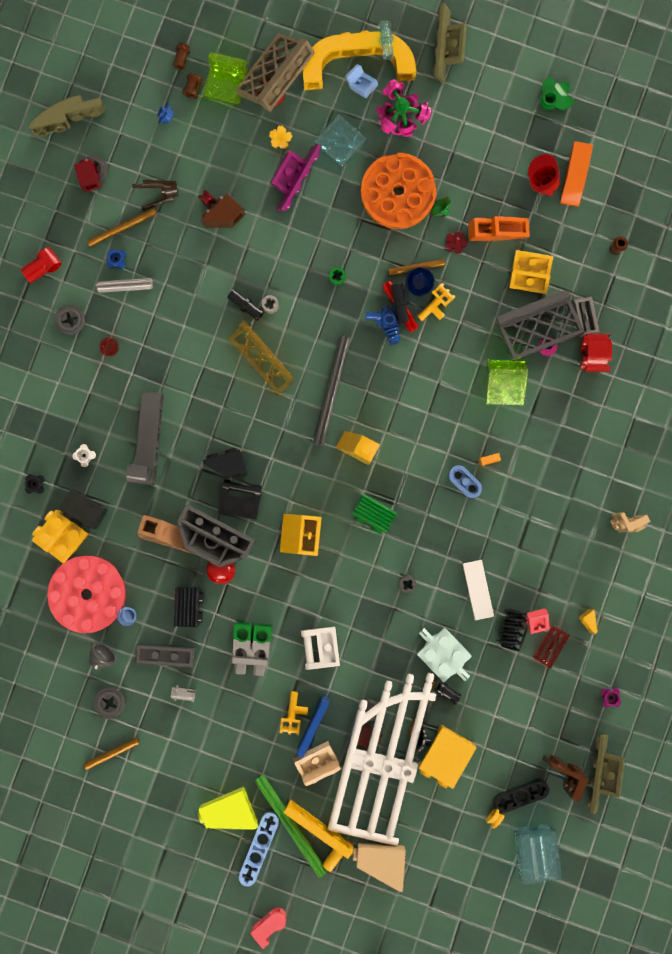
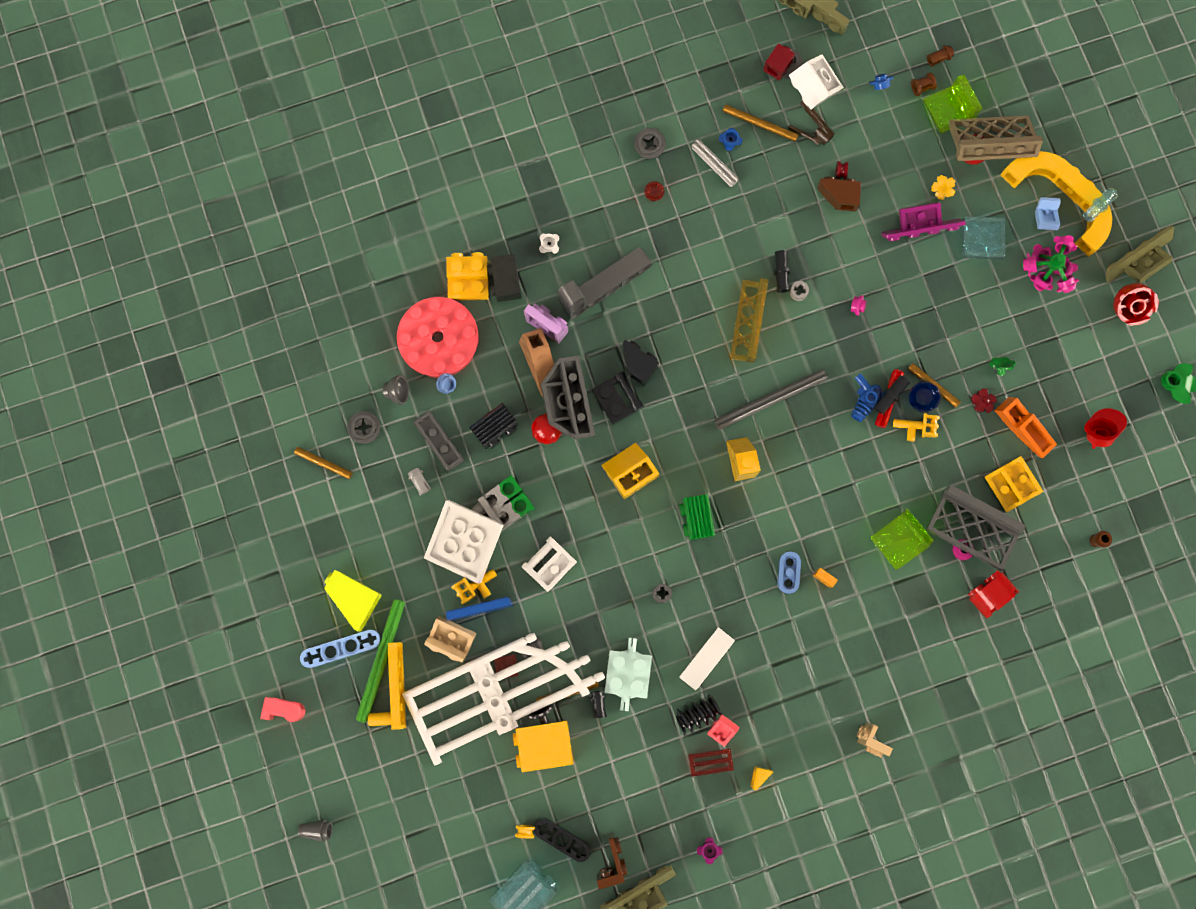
camera: 55 degrees right, 5 degrees down
(39, 484) = (492, 229): black plate -> none
(44, 263) = (680, 87): red piece -> none
(125, 161) = (815, 81): none -> white slope
(136, 508) = (541, 318): none -> lavender plate
(254, 697) = (463, 541): none -> white plate
(315, 271) = (858, 305): none -> dark pink plate
(331, 275) = (875, 323): green bush -> none
(382, 862) = (410, 763): tan slope -> none
(398, 210) = (973, 336): orange plate -> none
(476, 77) = (1135, 303): none -> red cylinder
(576, 173) = (1130, 453): orange slope -> none
(589, 300) = (1033, 553): light grey tile -> none

